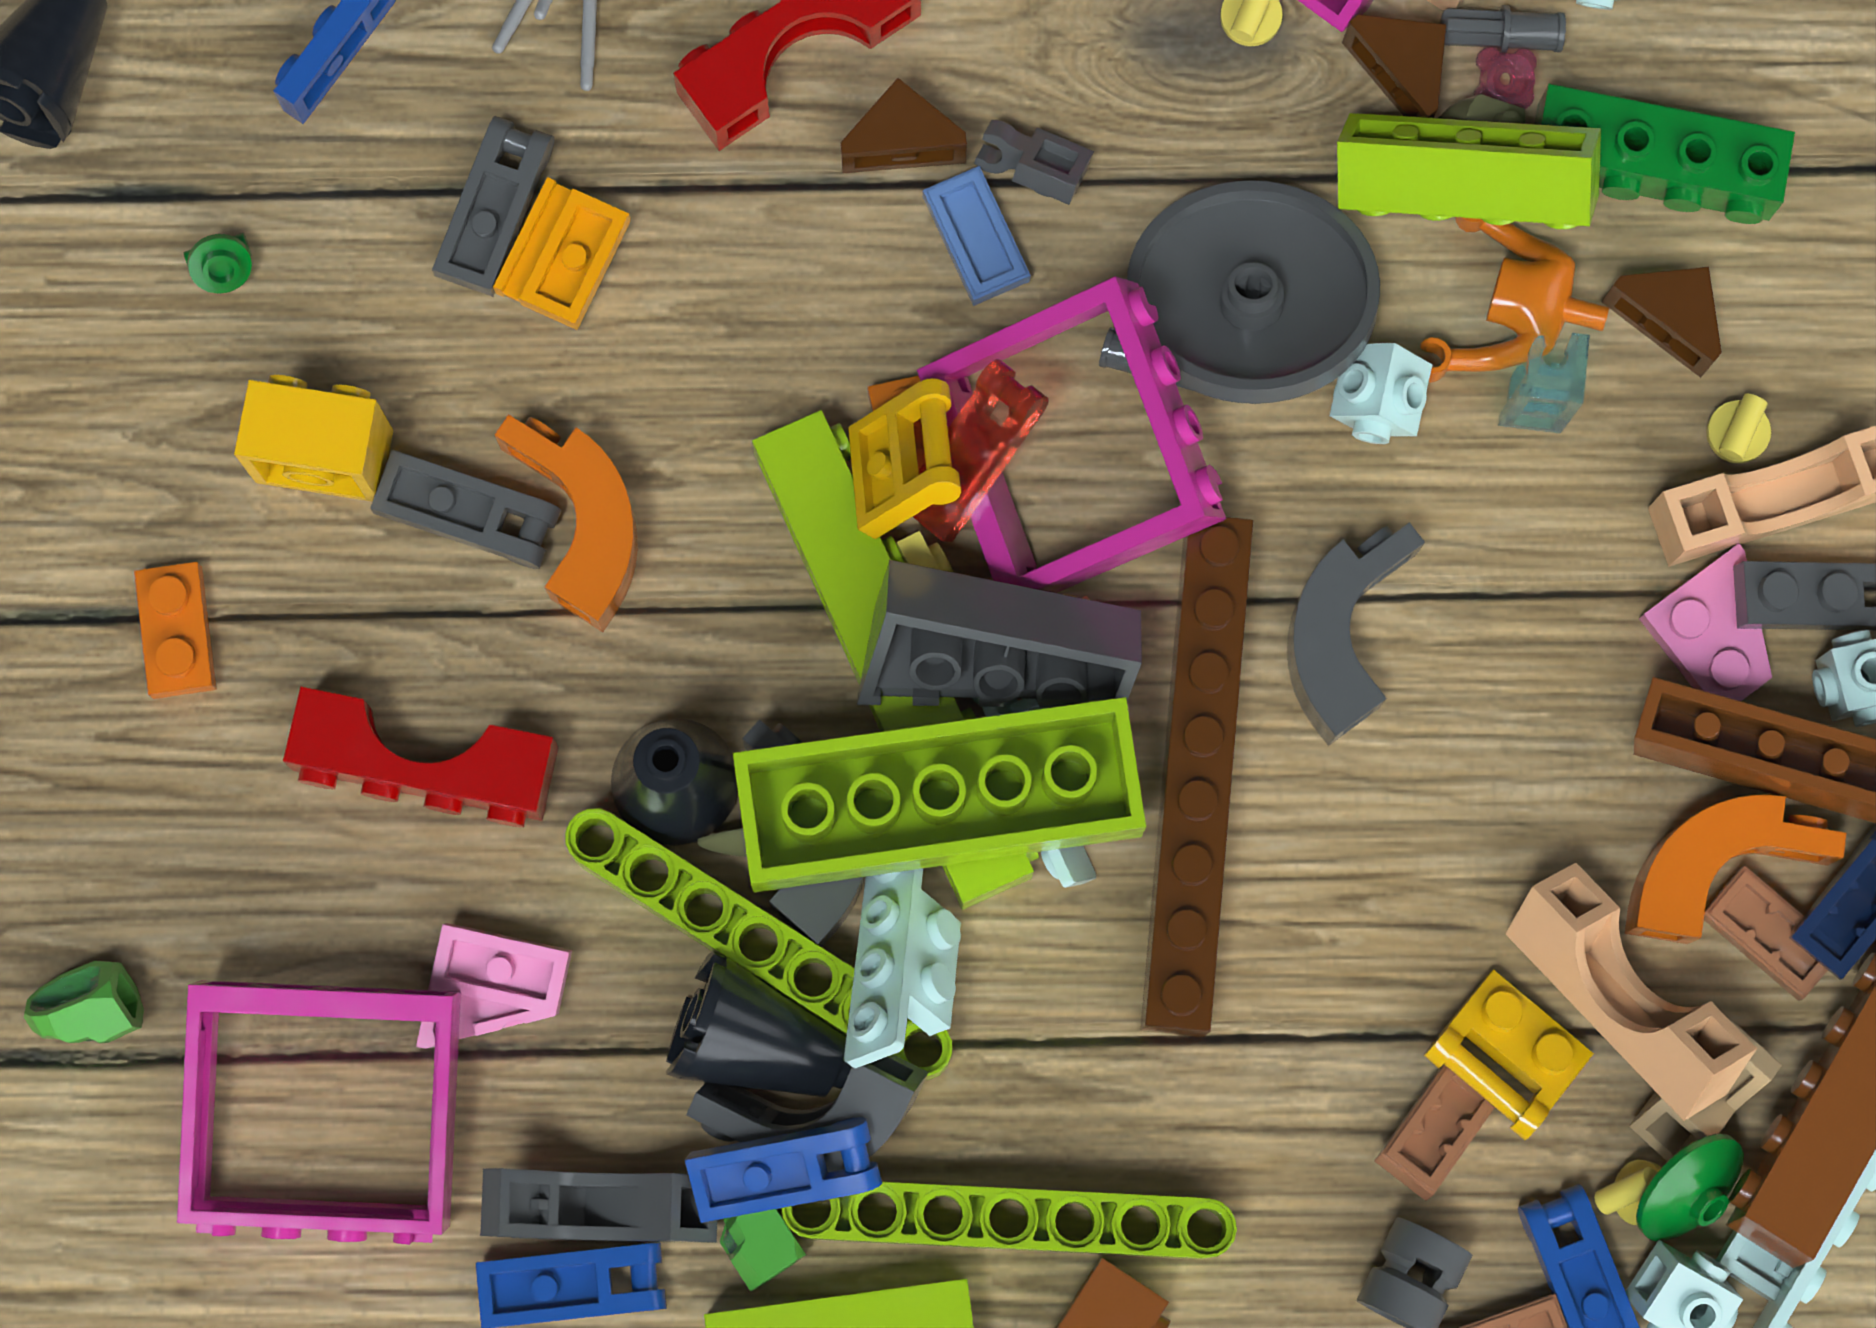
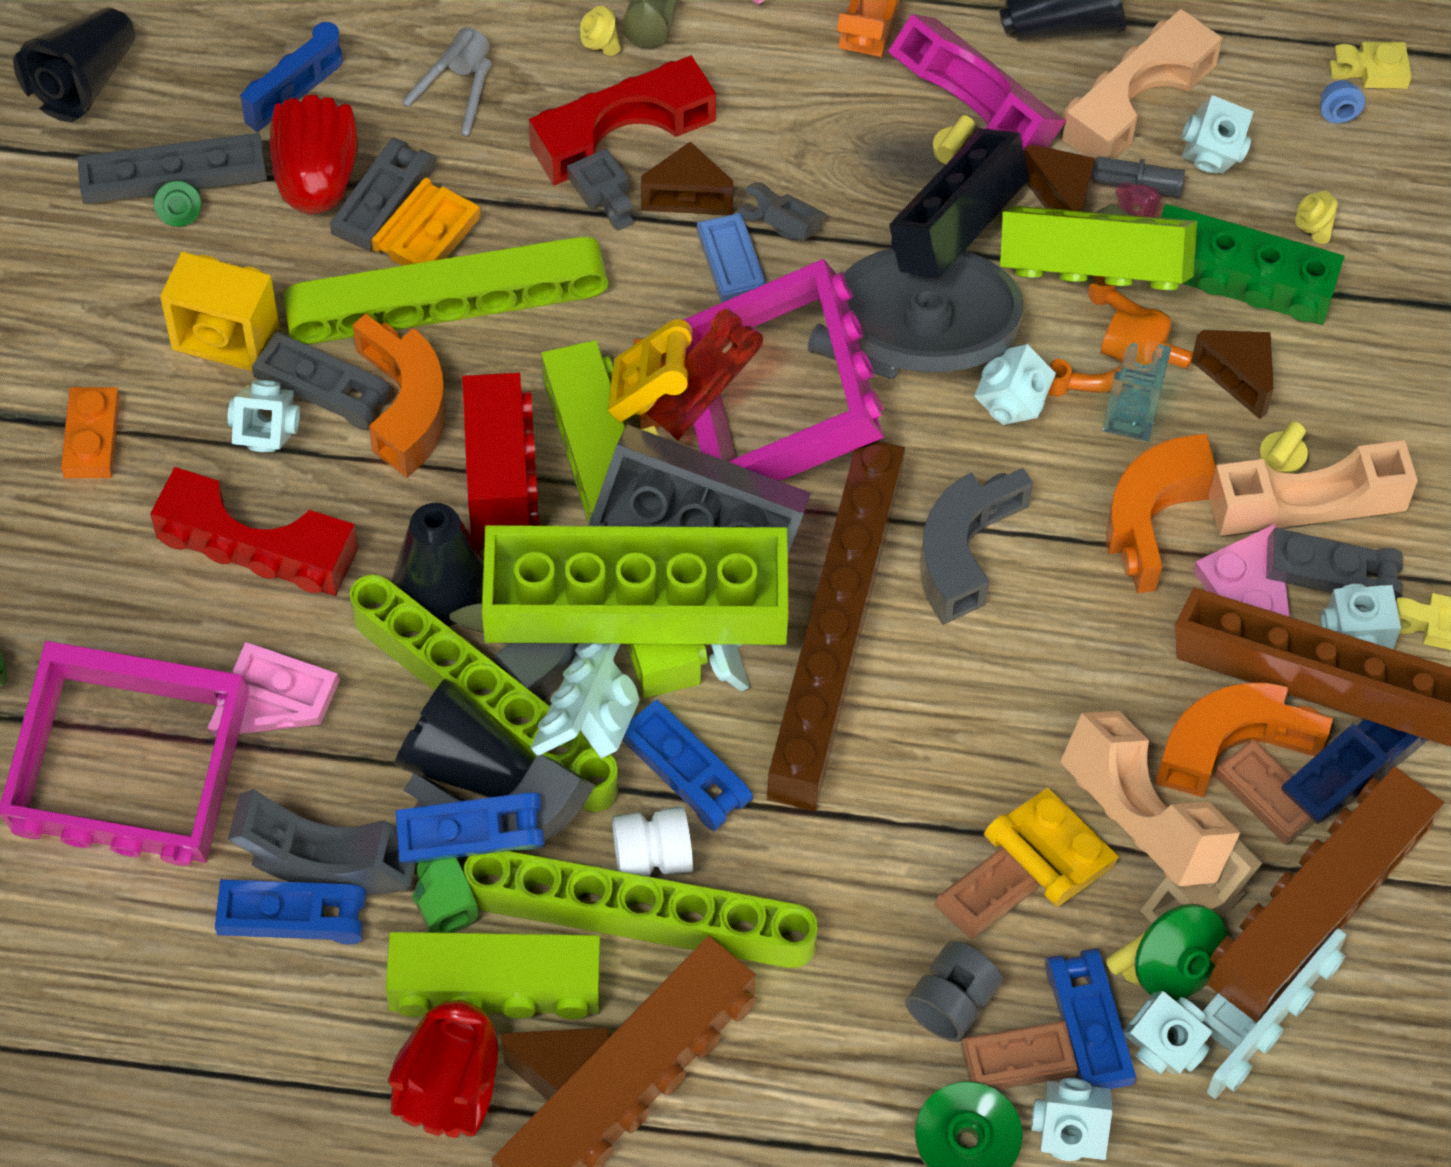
camera: 10 degrees right, 20 degrees down
(198, 206) = (146, 169): none -> dark grey plate
(389, 170) = (312, 152): none -> red hair
(401, 587) = (250, 424): none -> light aqua brick
(604, 348) = (447, 289): none -> lime beam
(725, 613) = (499, 453): none -> red brick
(784, 146) = (603, 181): none -> dark grey plate
(1010, 1132) = (654, 843): none -> white wheel
(1032, 1005) = (685, 764): none -> blue plate
(1274, 126) = (959, 203): none -> black brick
(1593, 491) = (1156, 479): none -> orange arch
(1746, 56) = (1317, 215): none -> light yellow plate

